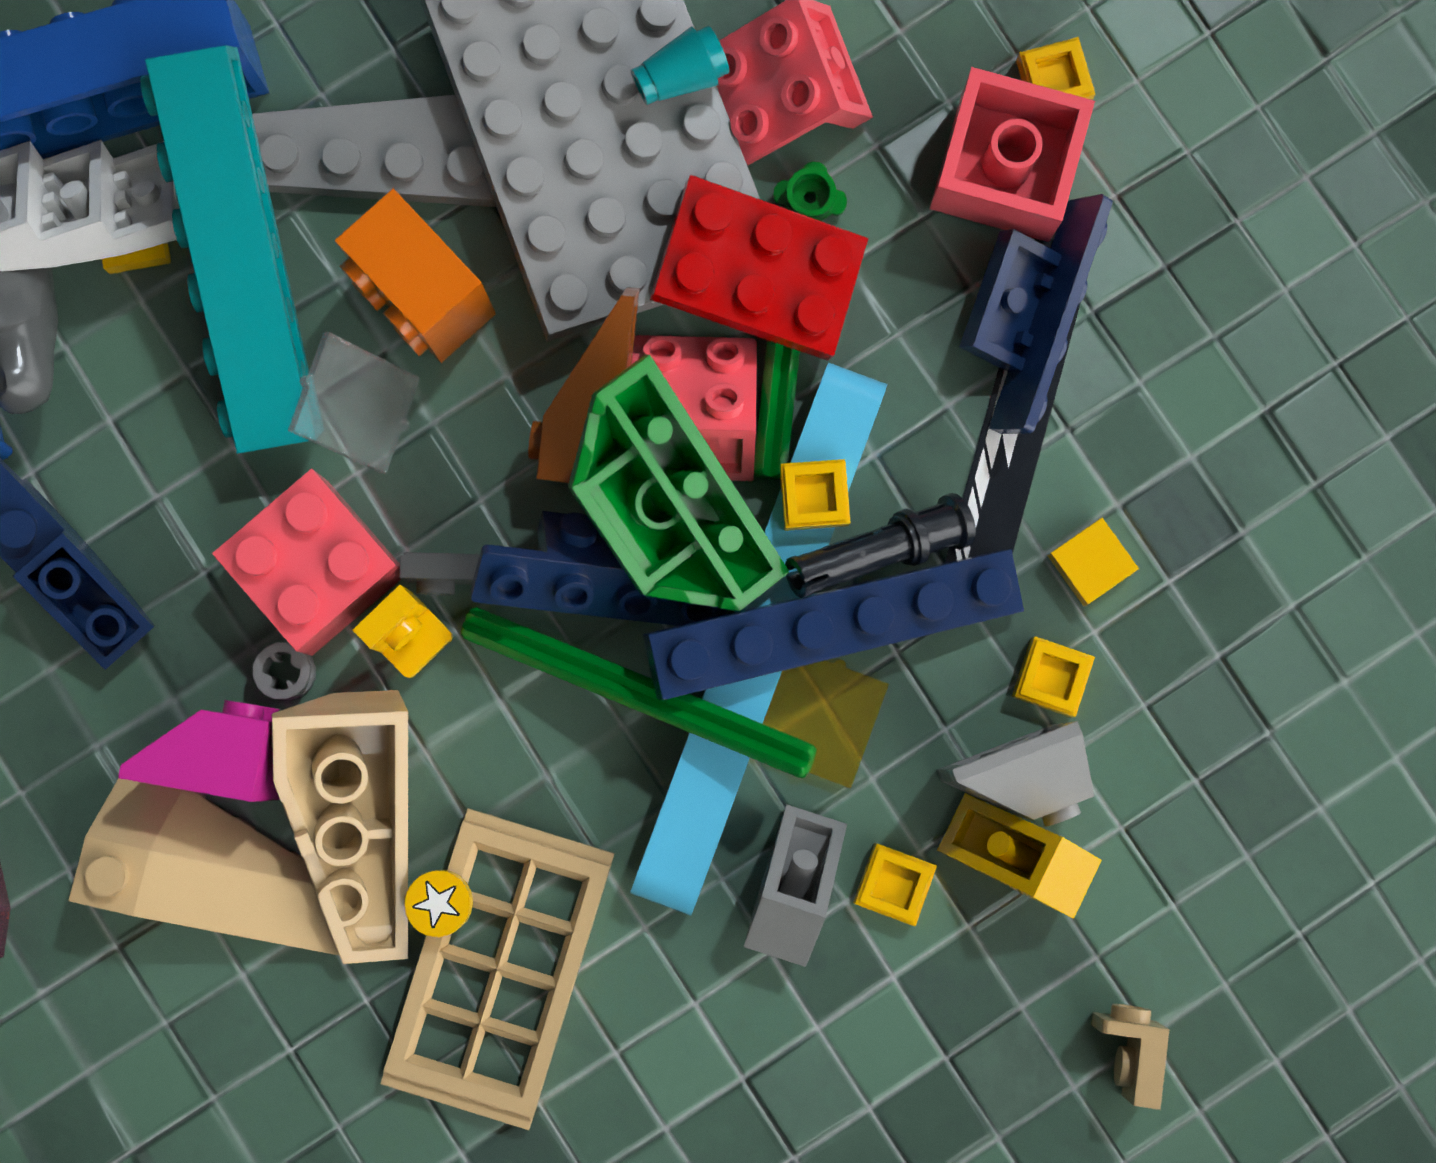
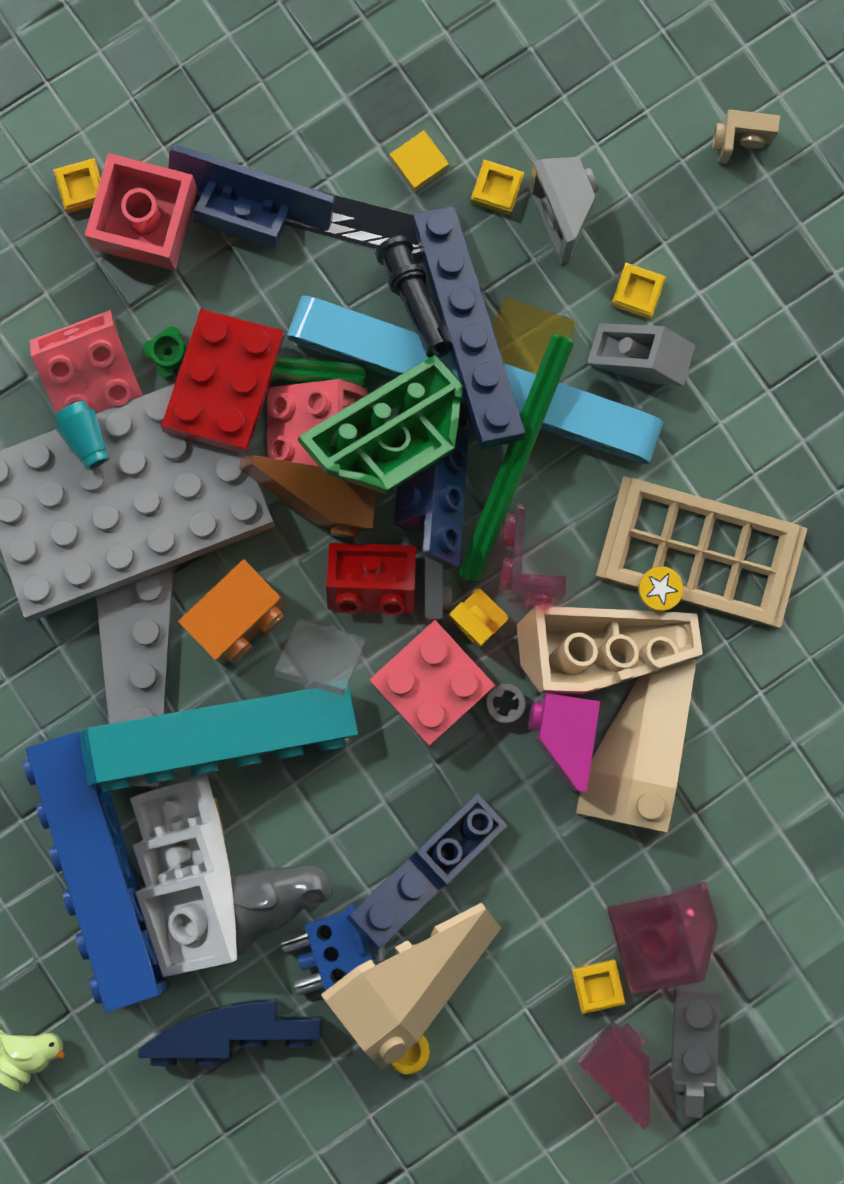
camera: 90 degrees left, 0 degrees up
(436, 715) = (527, 588): none -> clear pink bracket
(472, 479) = (371, 578): none -> red bracket
(814, 494) = (381, 340): yellow tile -> none
(1020, 855) = (617, 208): yellow slope -> none

